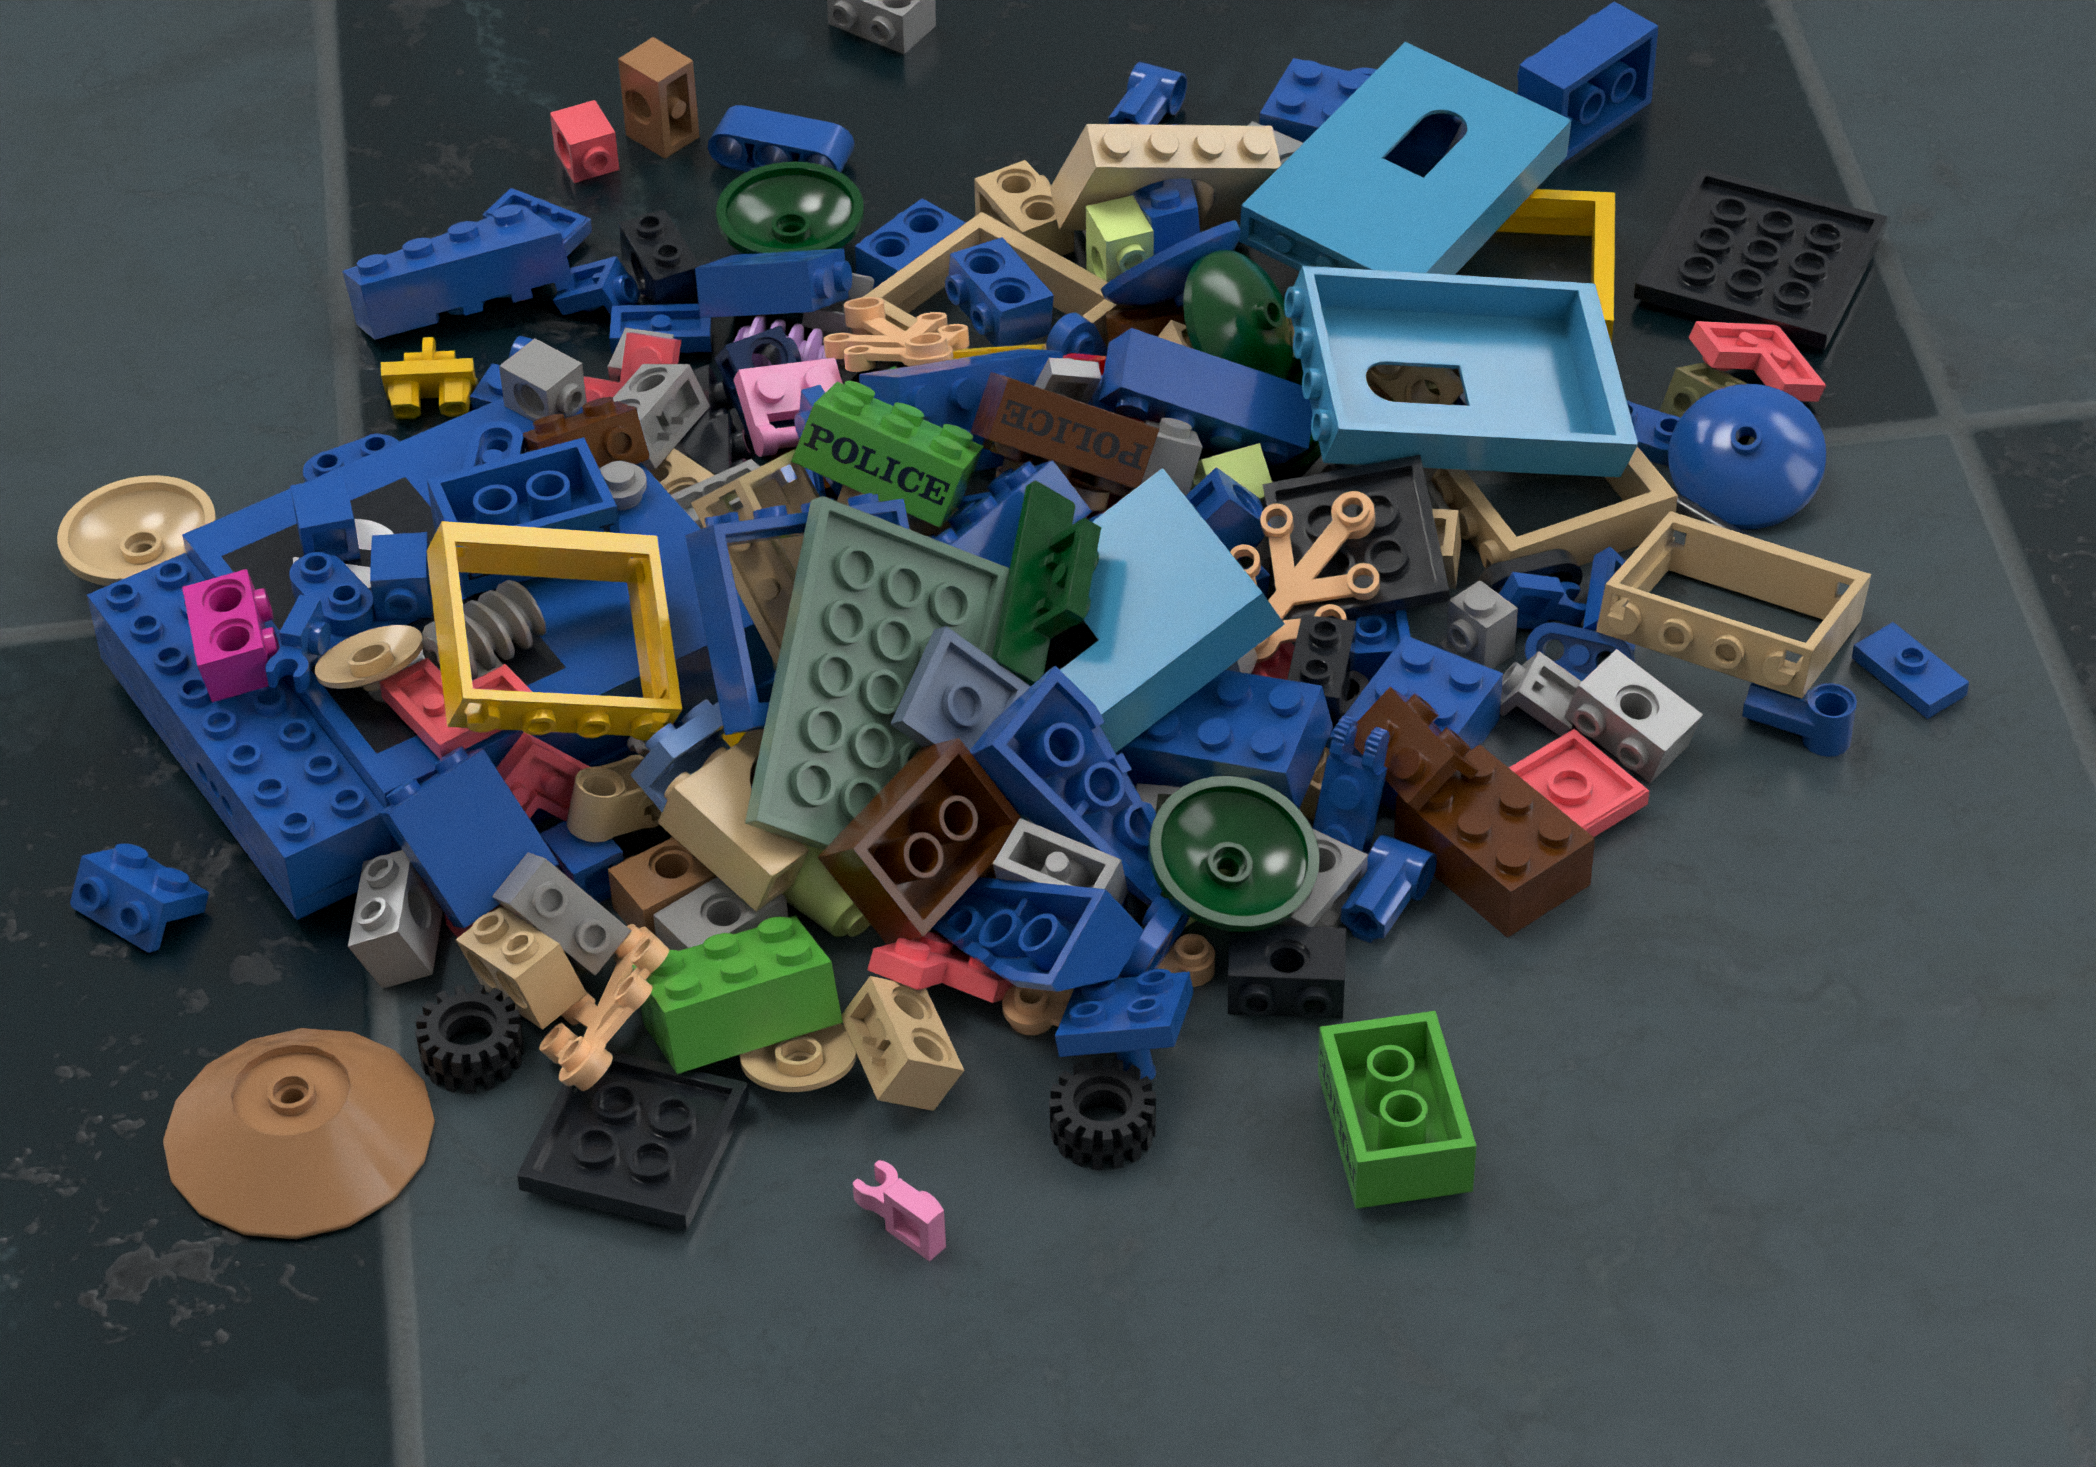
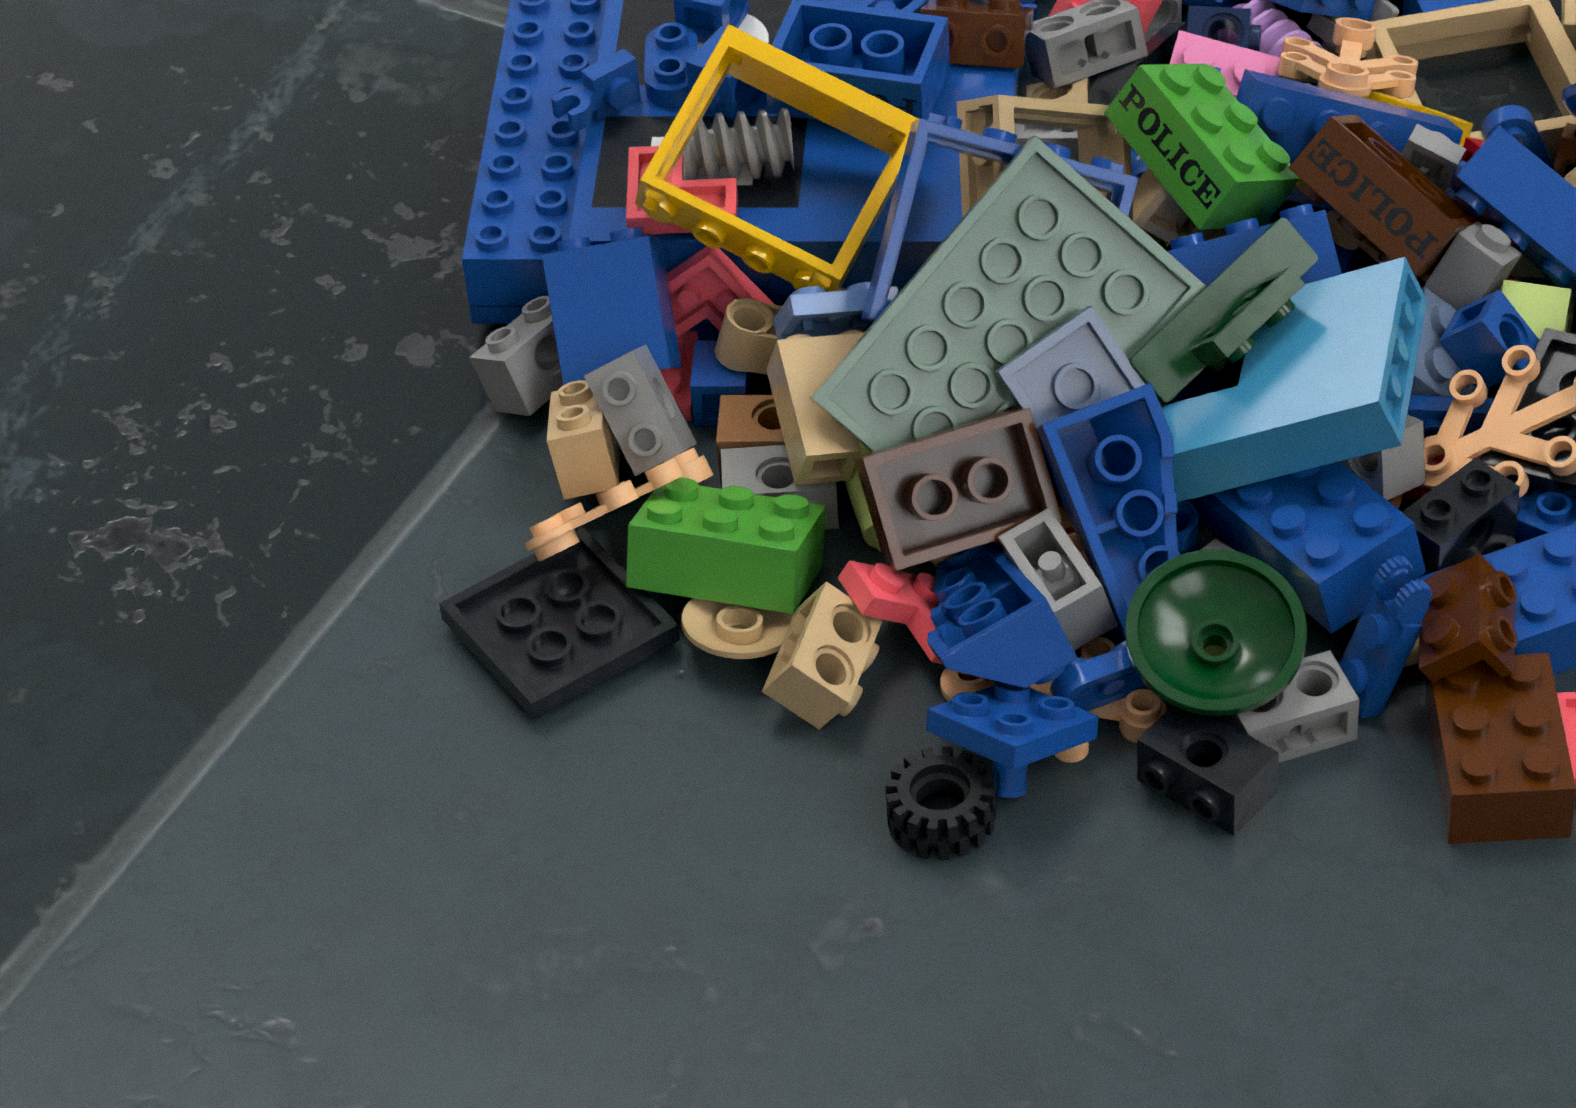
camera: 40 degrees right, 0 degrees up
(134, 894) = (378, 242): blue bracket -> none
(230, 633) = (554, 54): dark pink brick -> none
(298, 1133) = (331, 491): medium nougat dish -> none
(369, 657) = (633, 125): tan dish -> none
(473, 1062) = (514, 501): black tyre -> none
(625, 482) = (972, 76): light grey plate -> none
(908, 1214) = (708, 801): bright pink plate -> none
(999, 293) = (1478, 63): blue brick -> none
(1392, 878) = (1381, 733): blue piece -> none
(1396, 1109) = (1179, 931): bright green brick -> none

